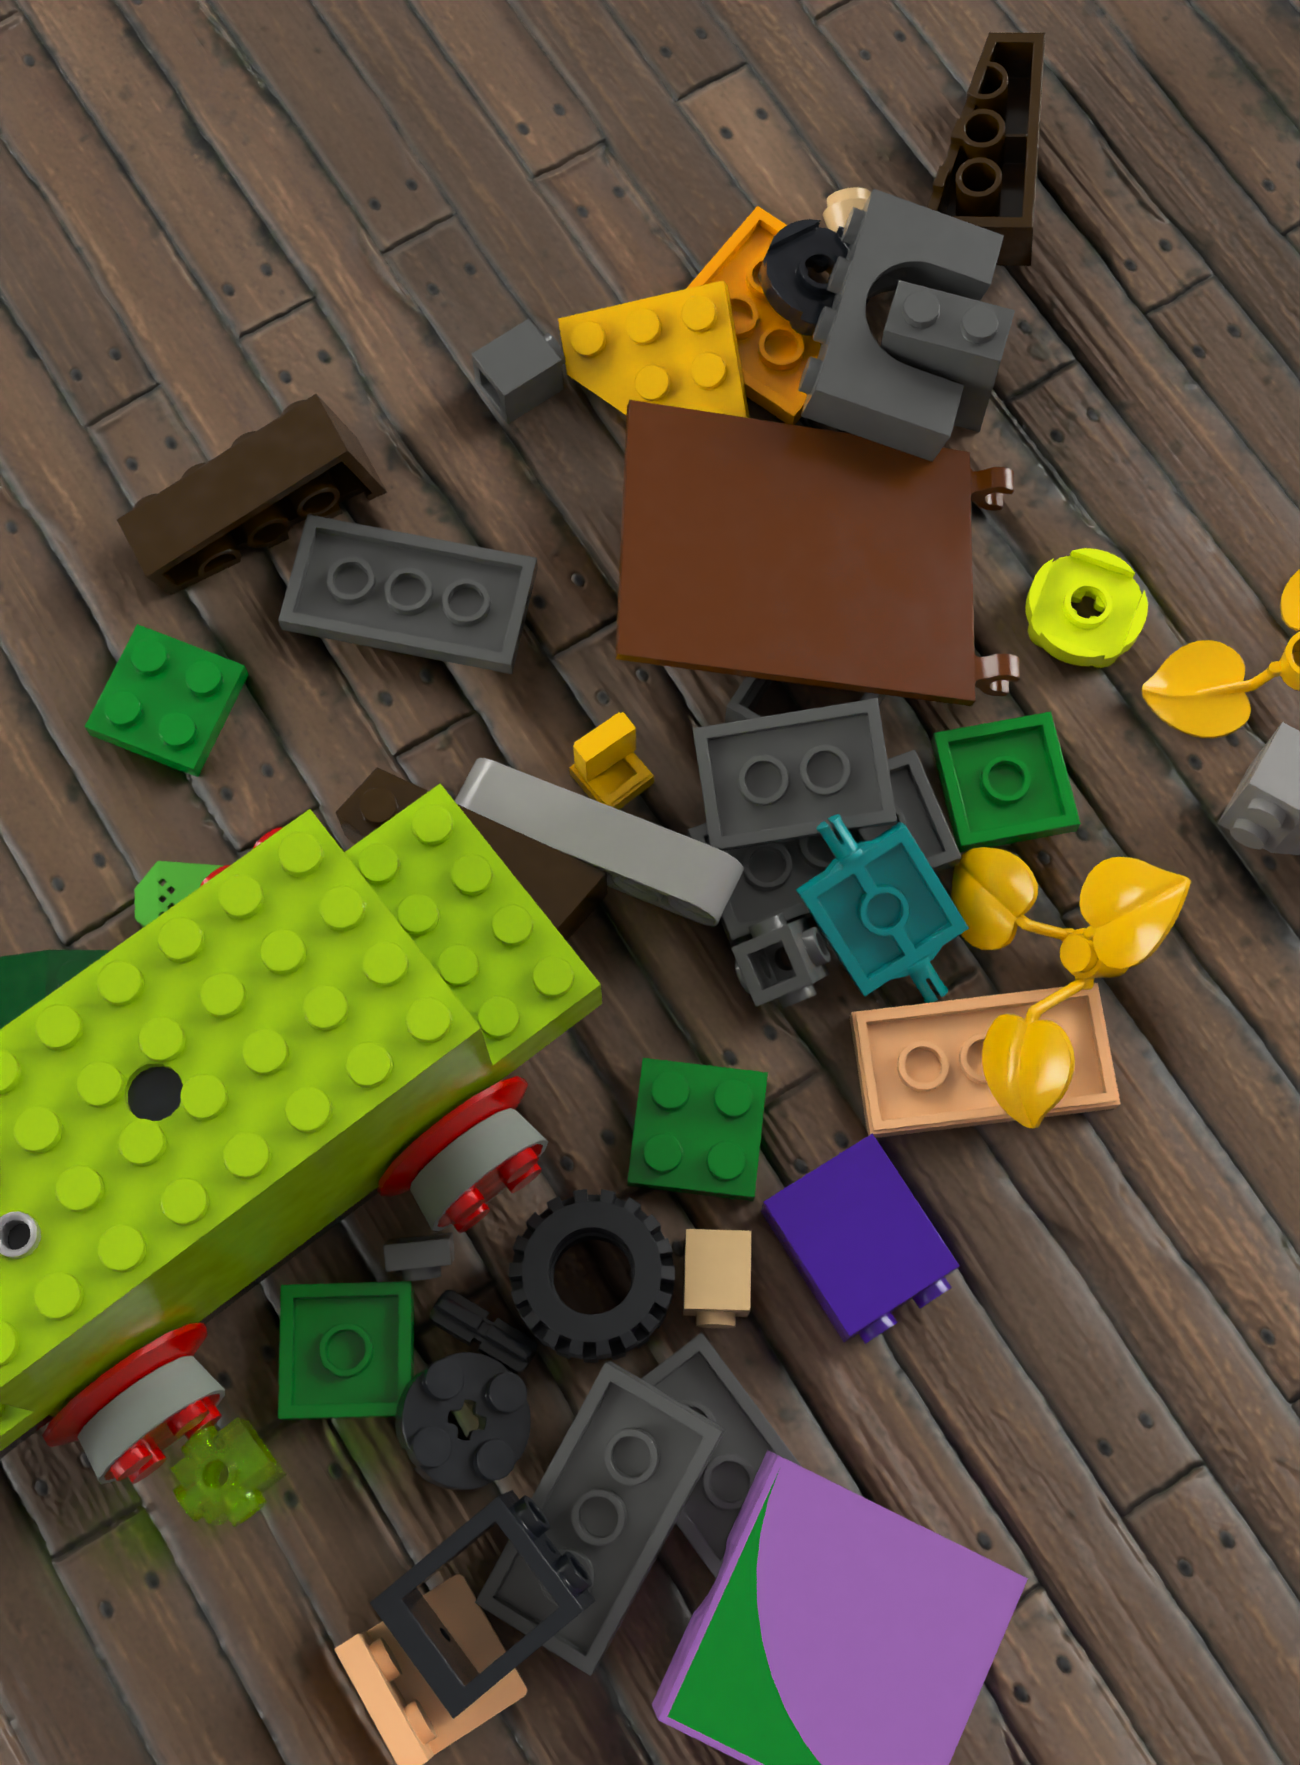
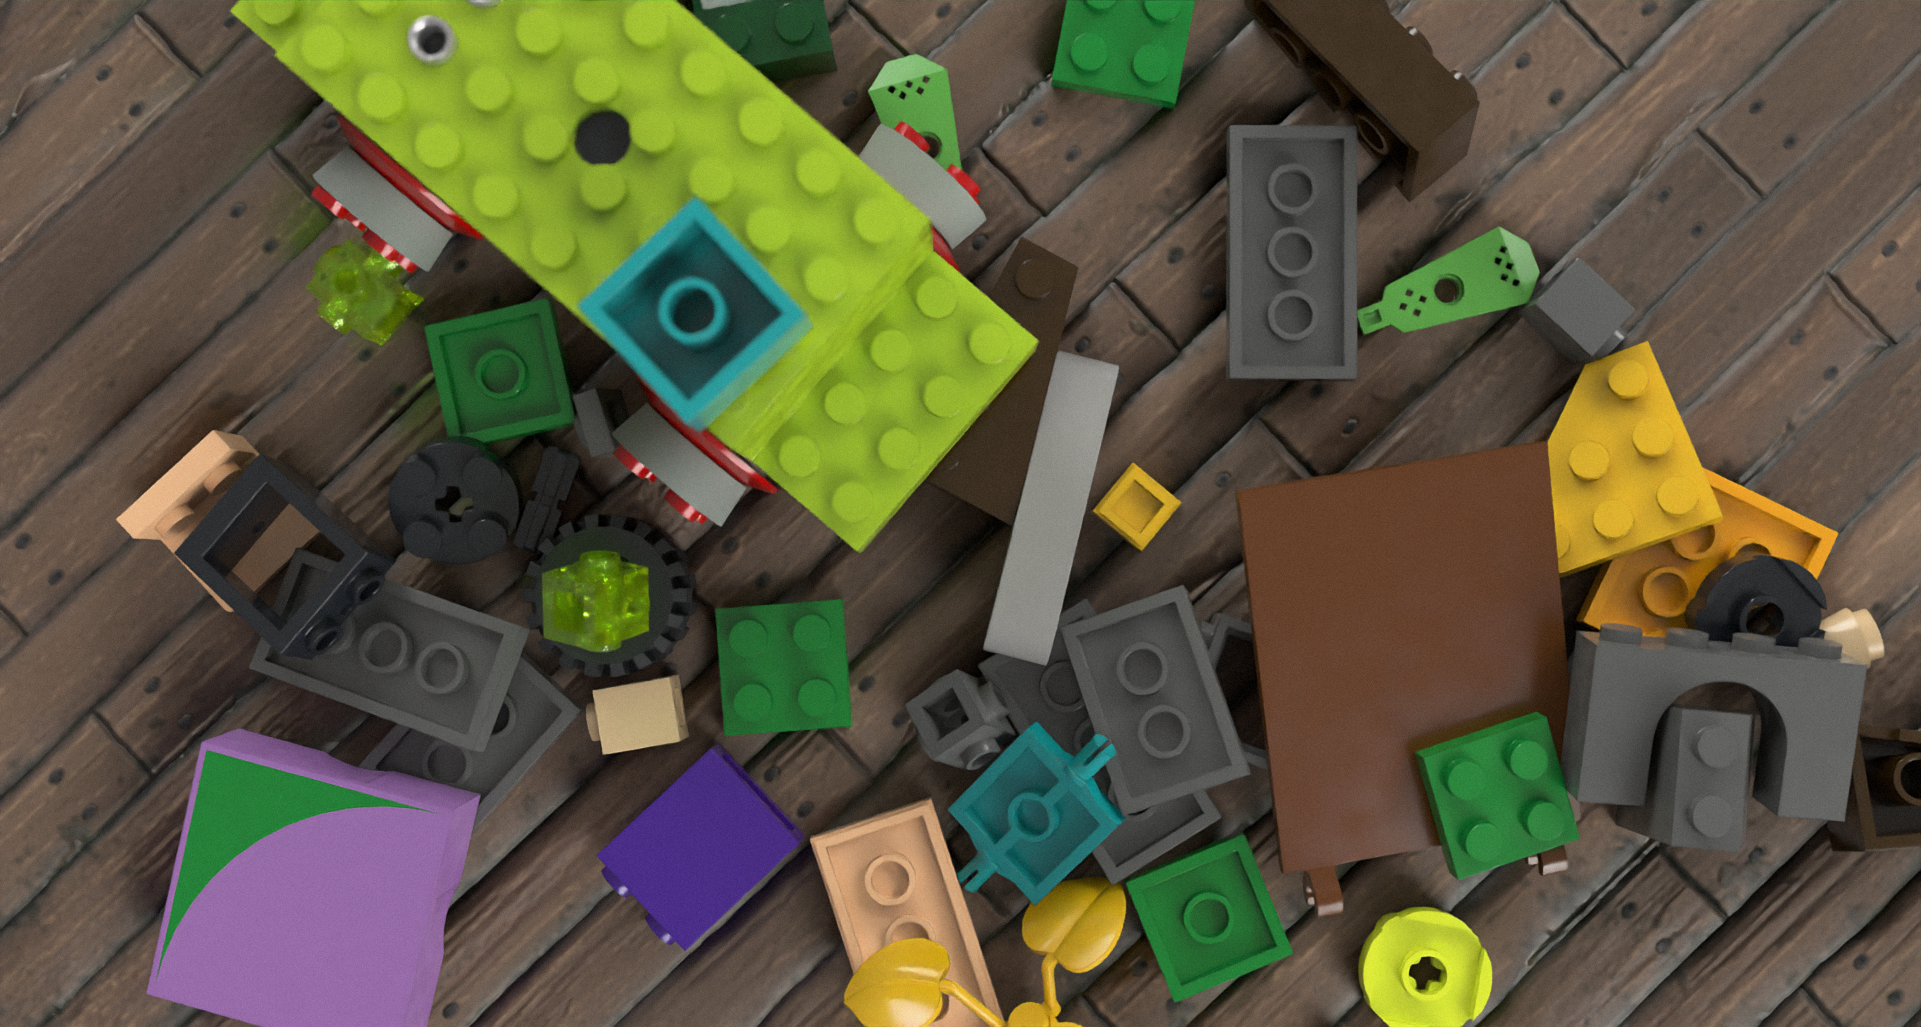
camera: 80 degrees right, 15 degrees up
(350, 1008) = (696, 315): none -> teal brick
(468, 449) = (1475, 279): none -> bright green piece
(597, 1266) = (596, 602): none -> clear neon green brick
(604, 746) = (1154, 495): yellow tile -> none
(935, 508) = (1497, 795): none -> green plate

